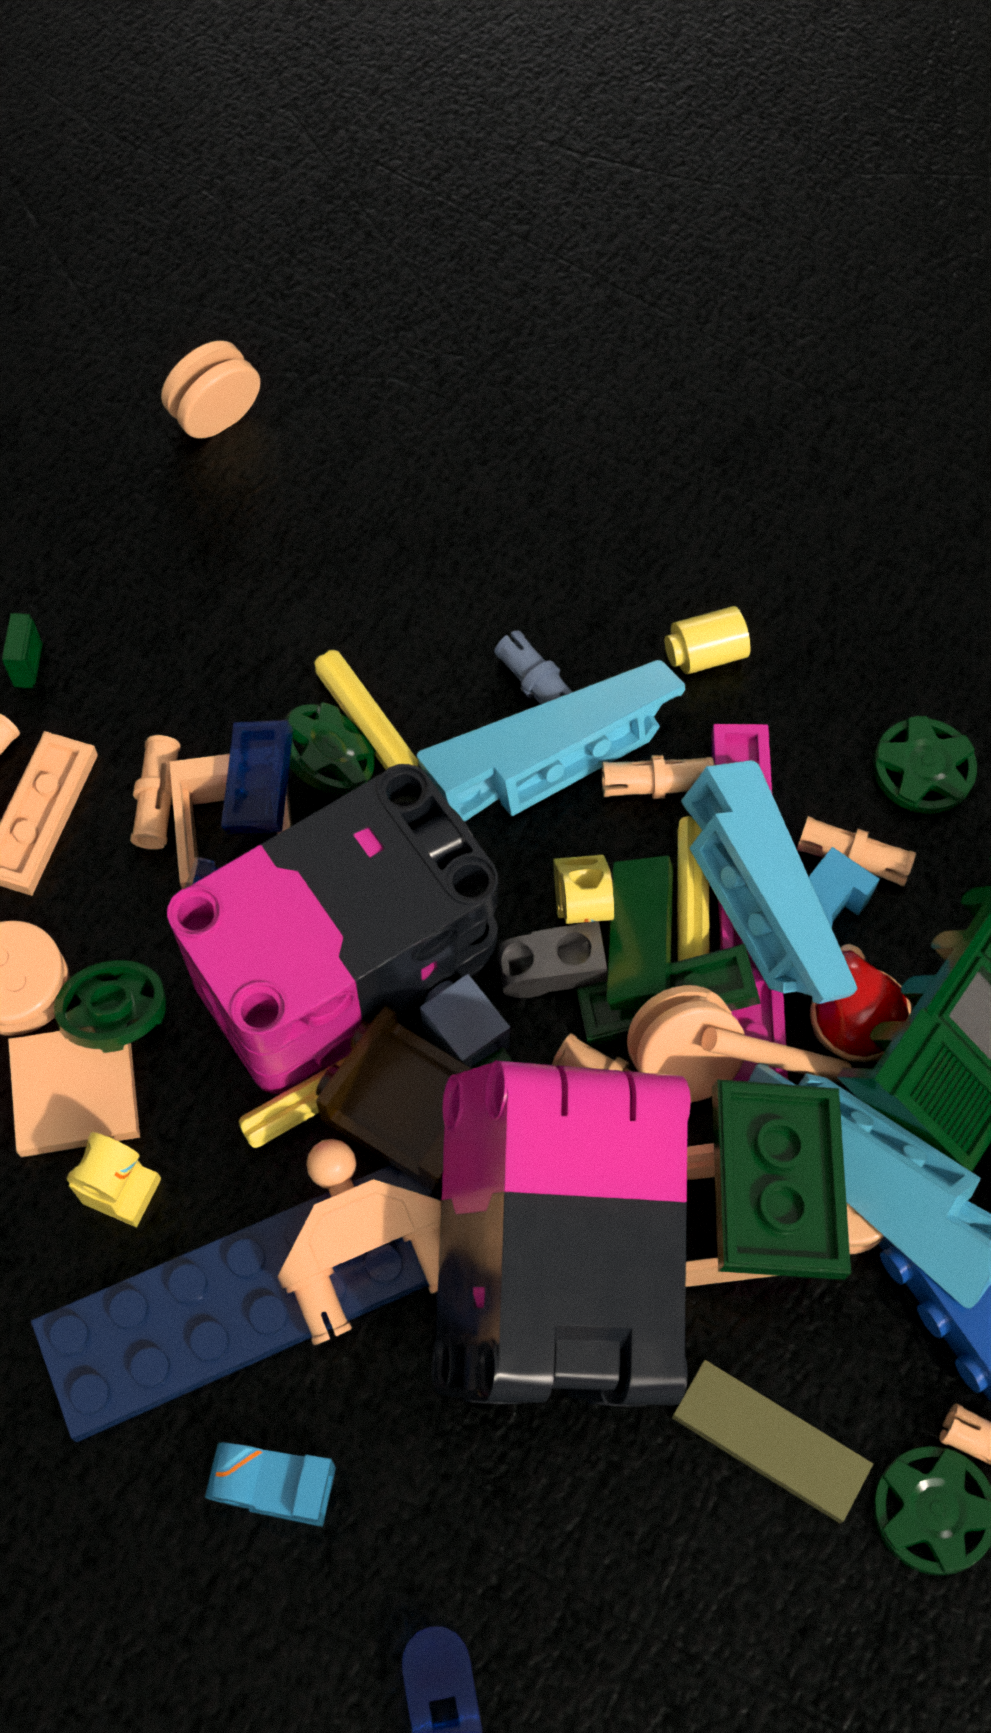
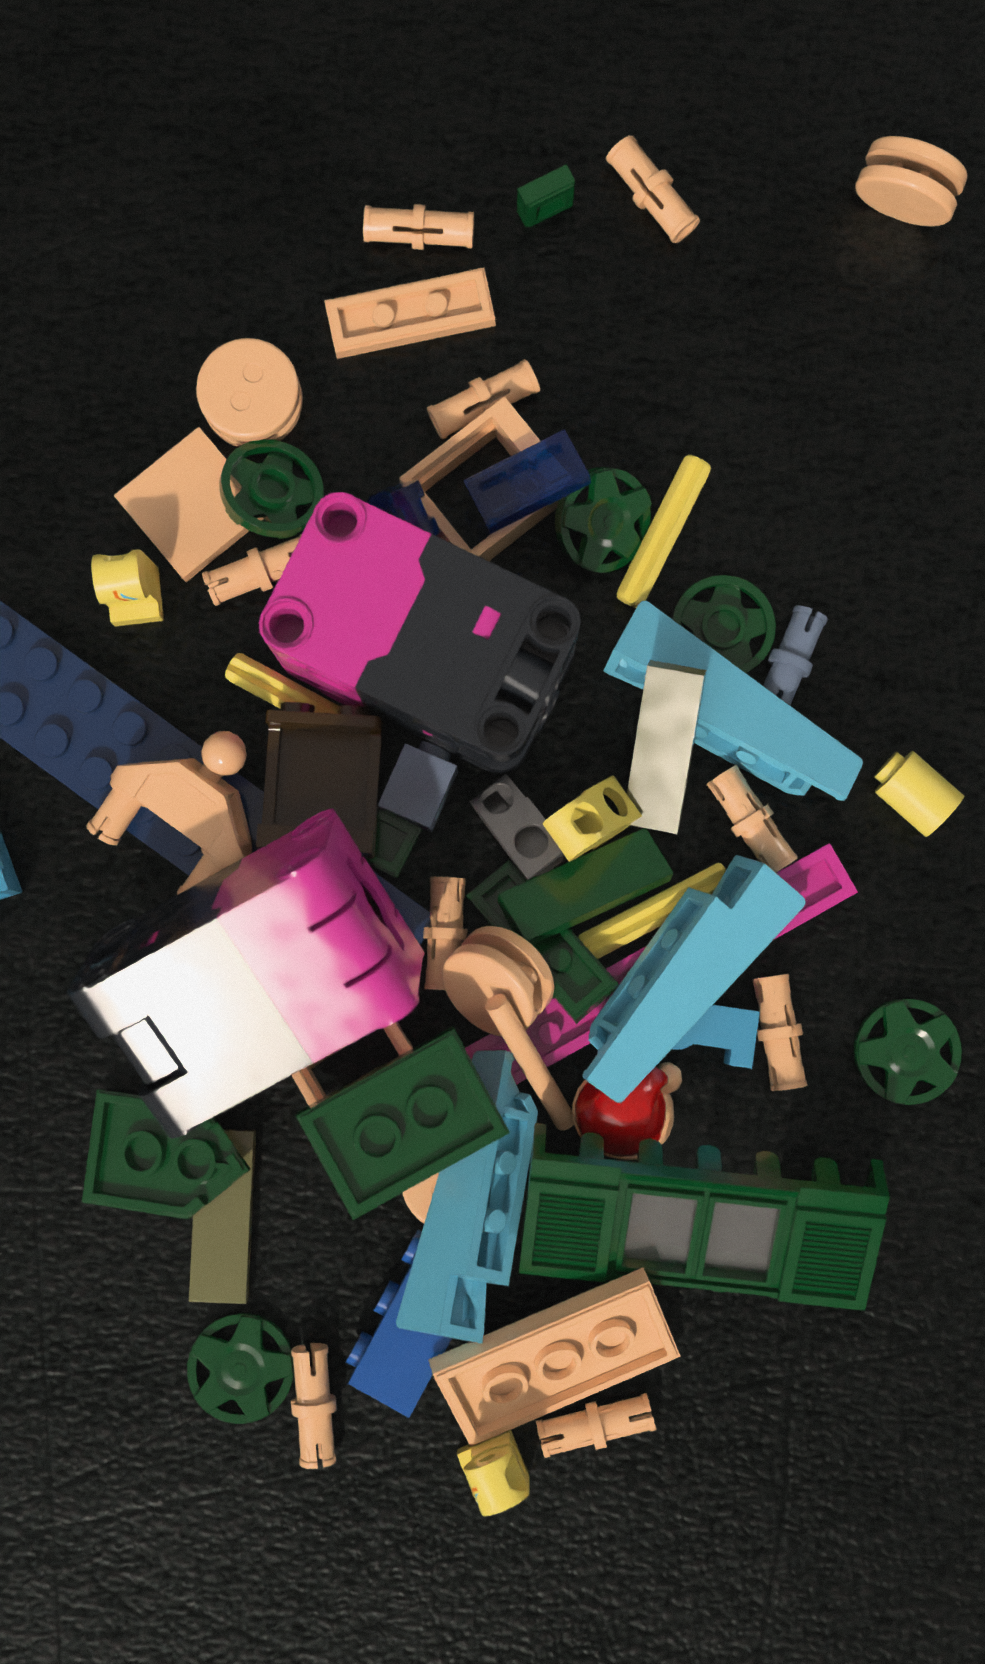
camera: 65 degrees right, 20 degrees up
(39, 577) = (652, 189): none -> light nougat pin
(174, 1059) = (250, 572): none -> light nougat pin
(471, 708) = (725, 622): none -> dark green wheel
(553, 796) = (665, 744): none -> tile
(680, 1470) = (145, 1170): none -> dark green tile

